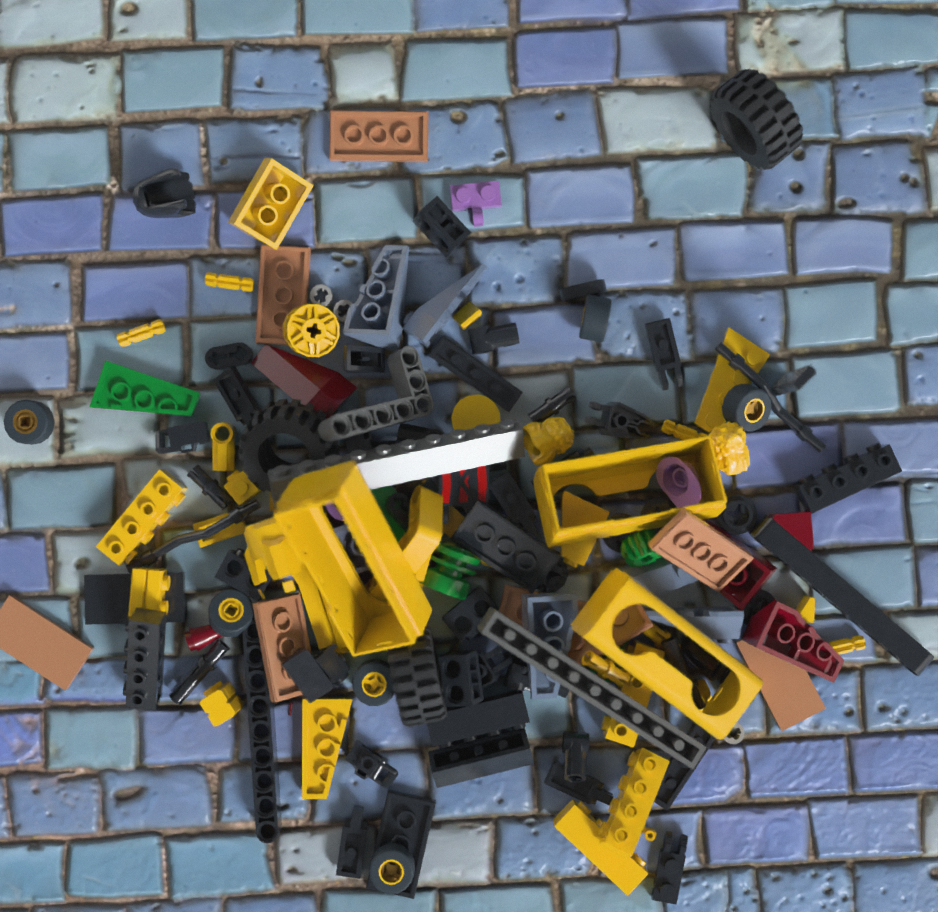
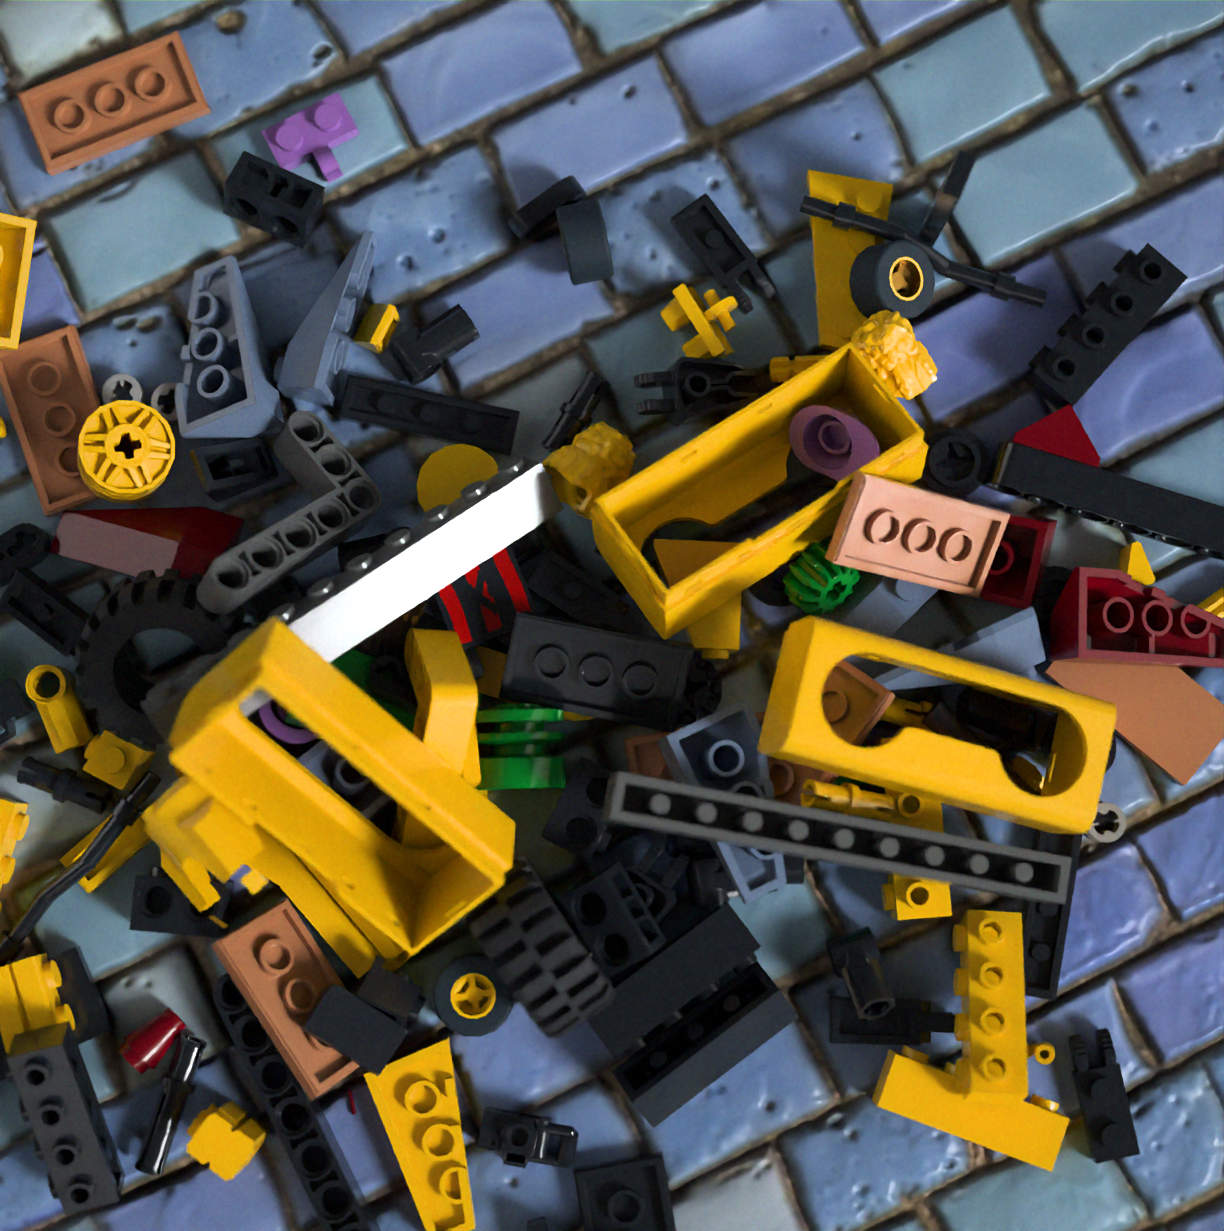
camera: 25 degrees left, 5 degrees down
(226, 620) = (191, 993): black wheel -> none
(636, 376) = (689, 308): none -> yellow hips

